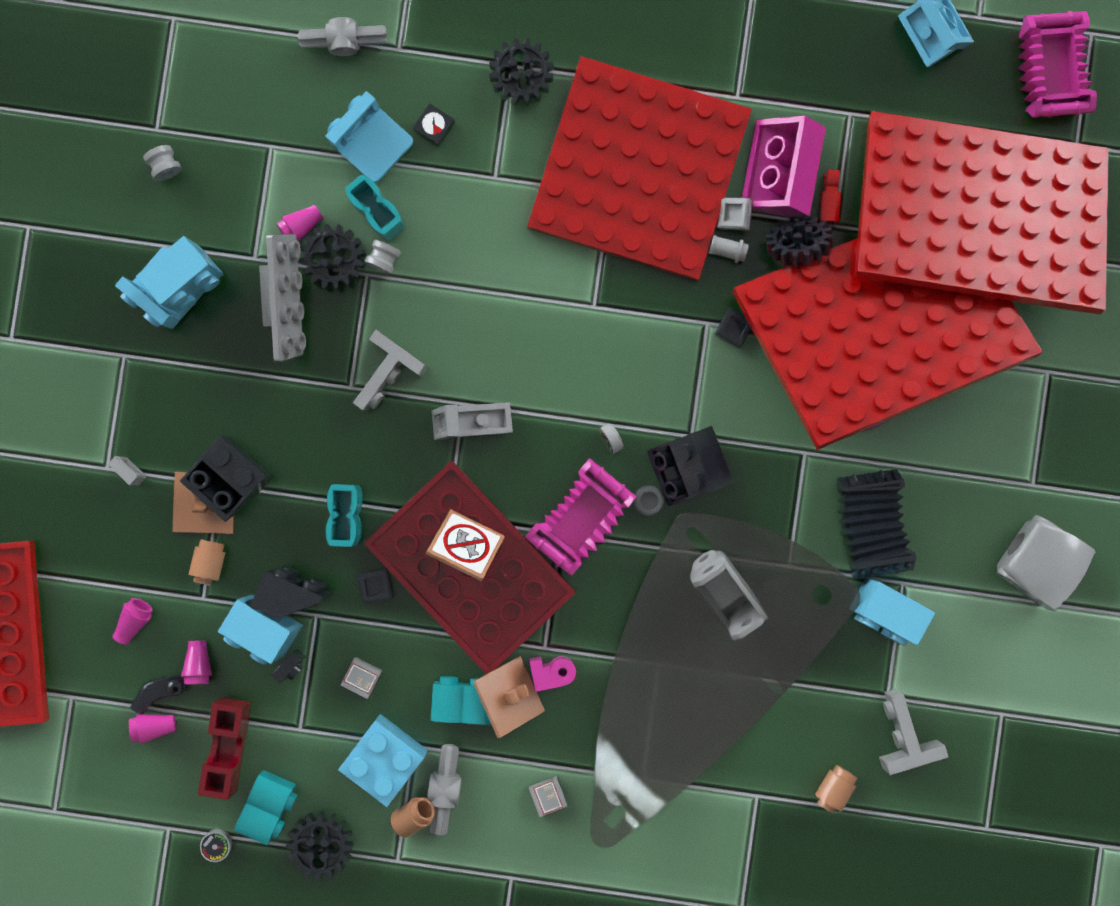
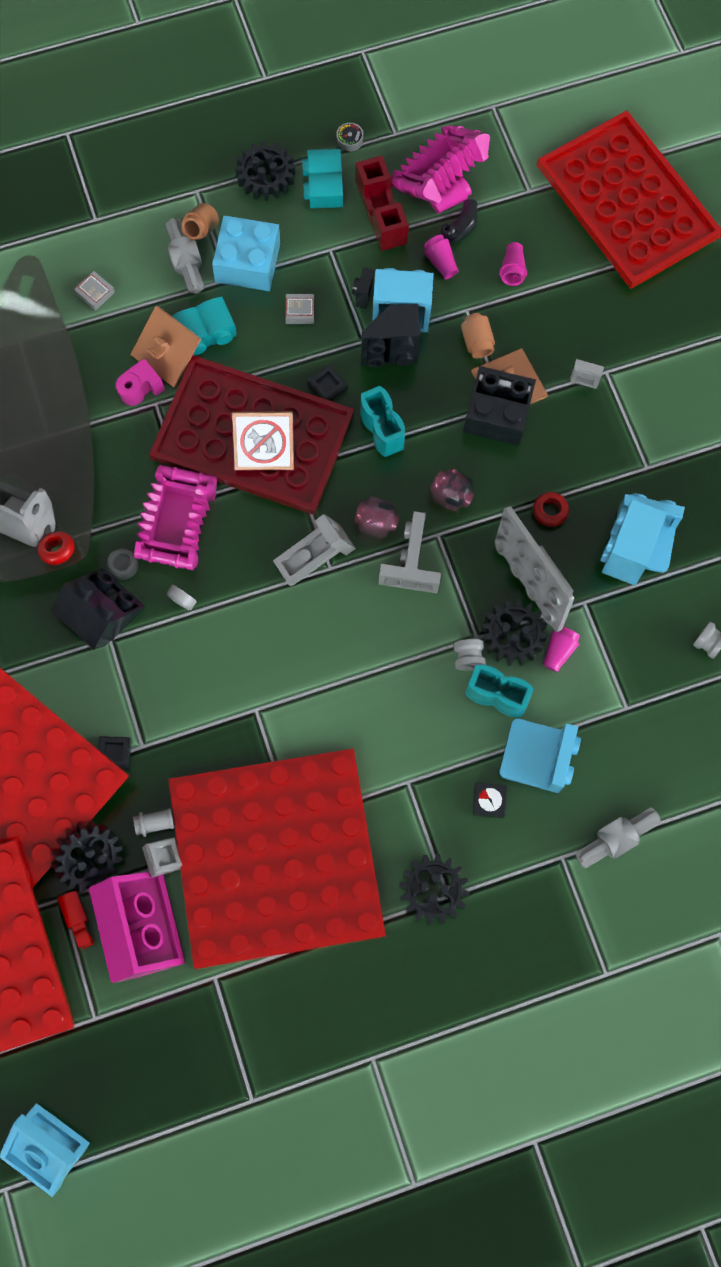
camera: 145 degrees right, 15 degrees down
(142, 762) = (440, 162): none -> dark pink piece
(226, 348) = (557, 500): none -> red piece
(315, 418) = (452, 489): none -> clear pink head
(398, 426) = (376, 517): none -> clear pink head
(703, 547) = (60, 555): none -> red piece

